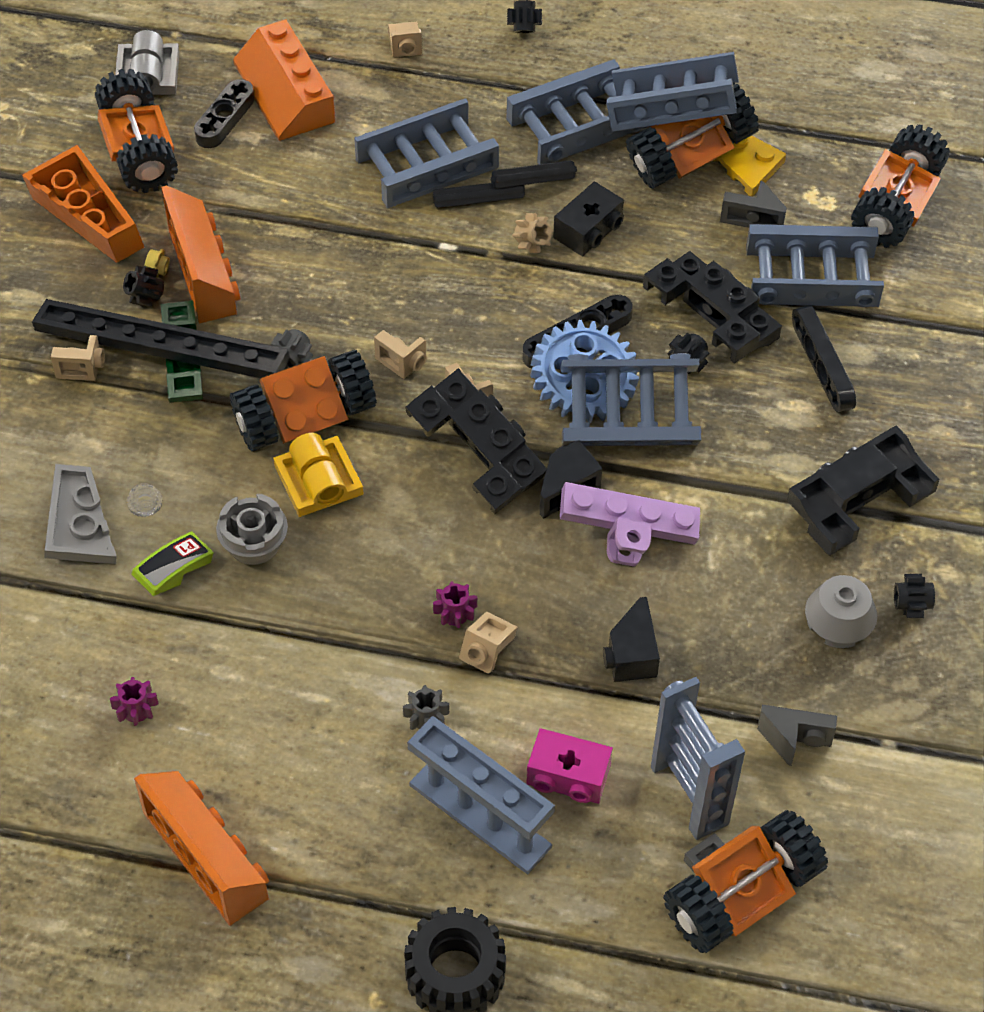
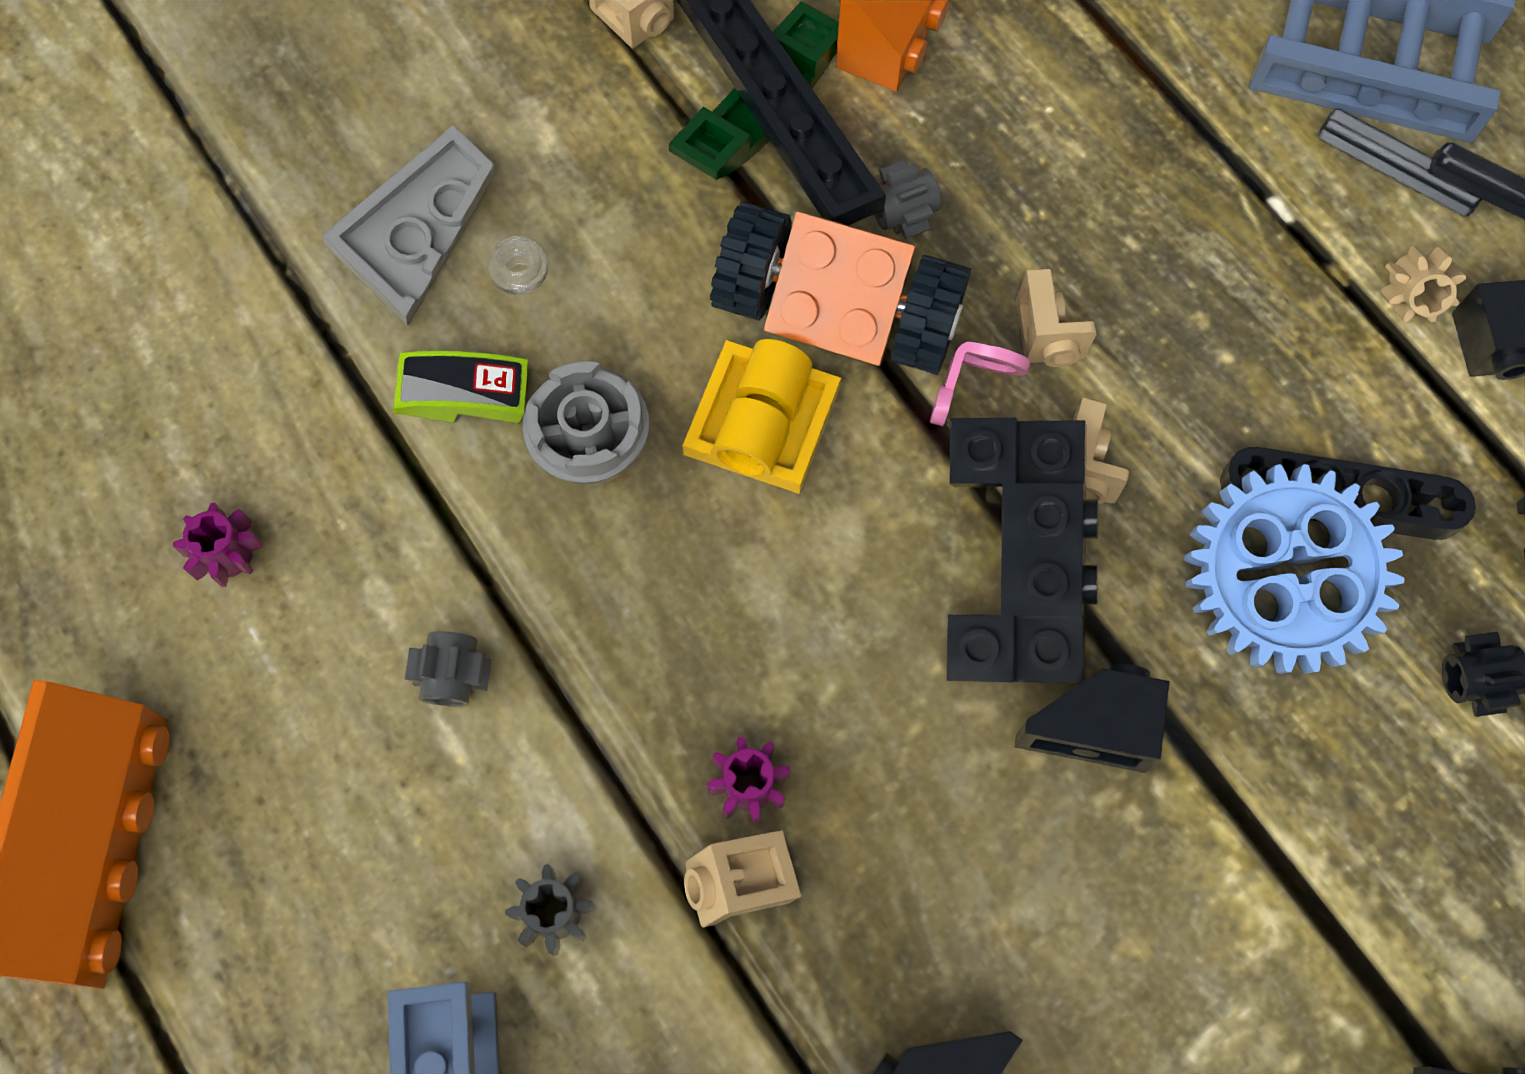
camera: 45 degrees right, 15 degrees up
(290, 663) = (448, 669): none -> dark grey gear
(386, 413) = (980, 356): none -> bright pink piece
(630, 519) = (1128, 877): lavender plate -> none
(647, 431) = (1297, 750): sand blue fence -> none

